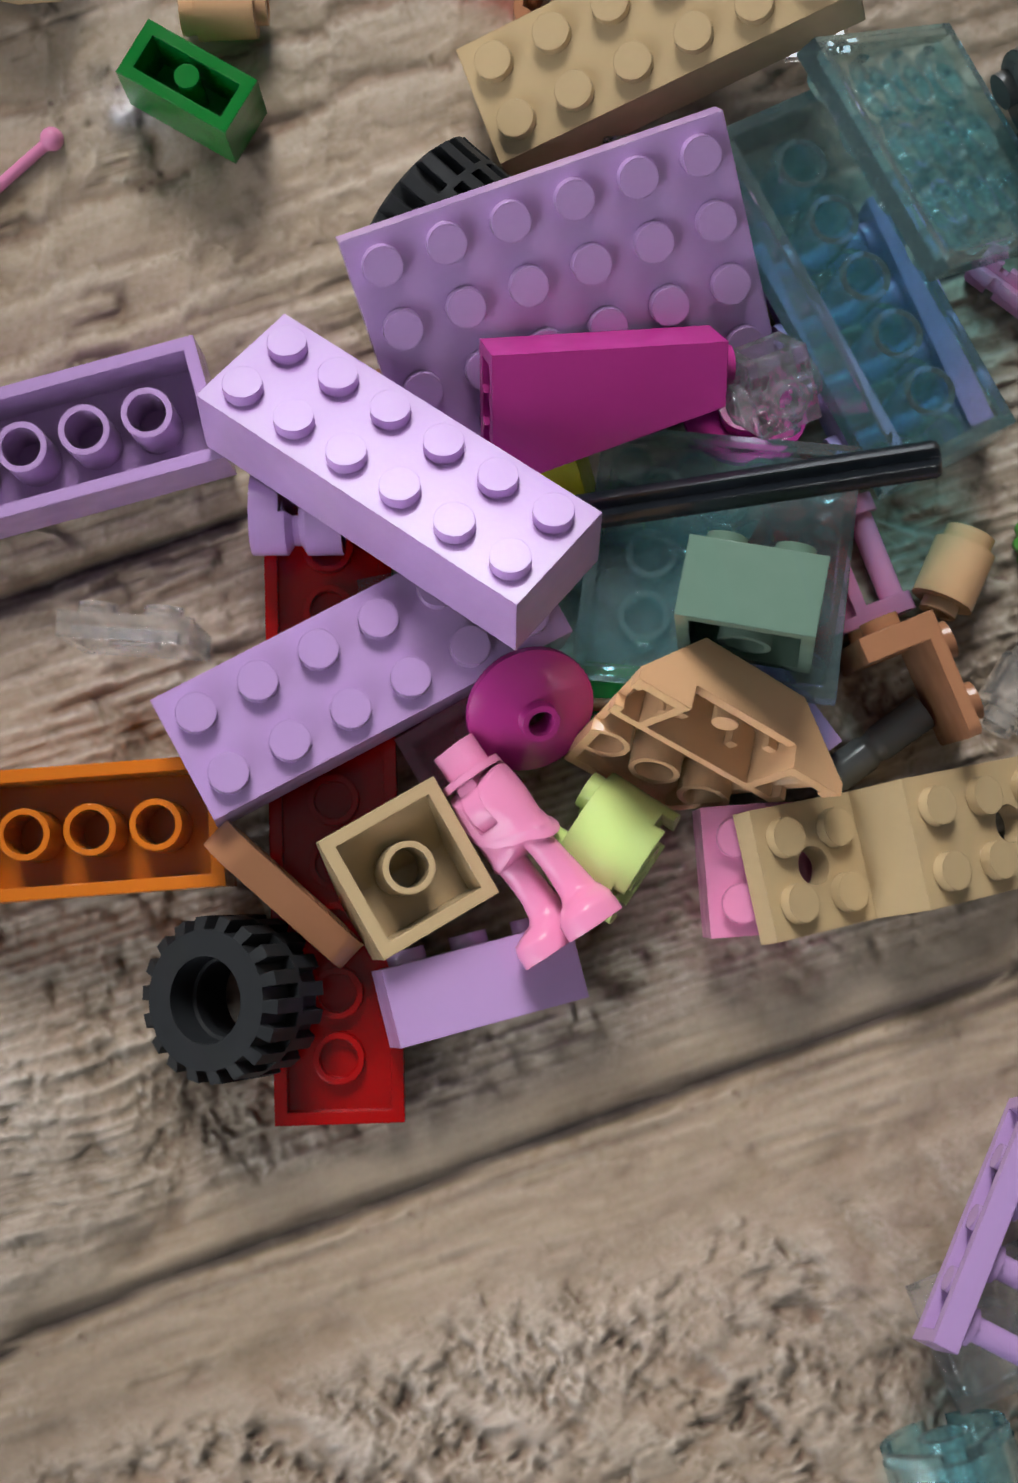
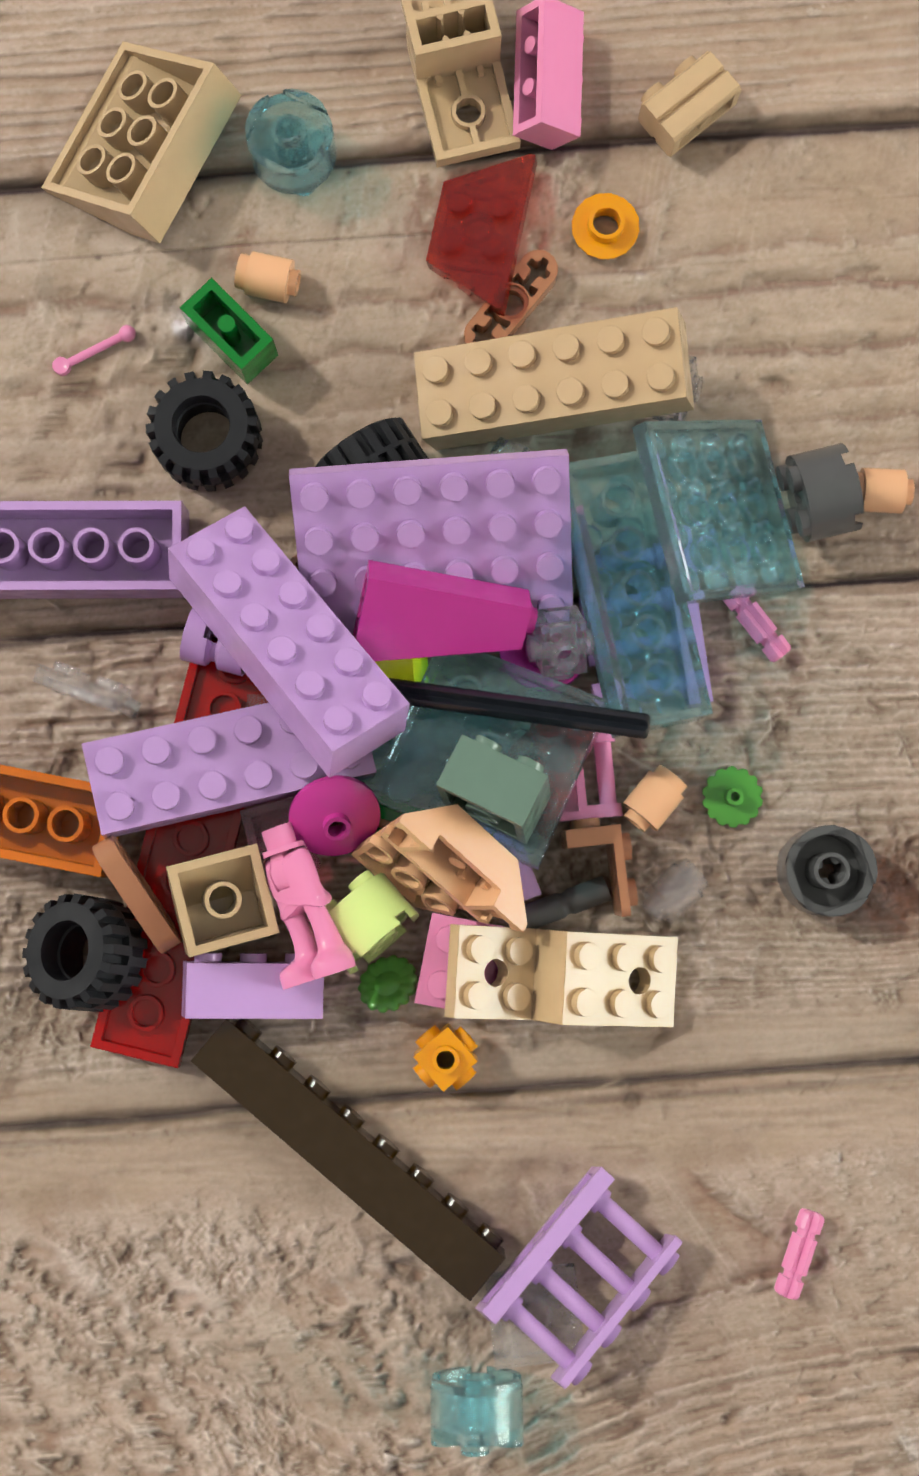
camera: 15 degrees right, 0 degrees up
(185, 190) = (197, 397): none -> black tyre
(662, 925) = (388, 984): none -> bright green piece
(681, 1178) = (351, 1157): none -> dark brown brick
(748, 996) = (451, 1040): none -> light orange brick

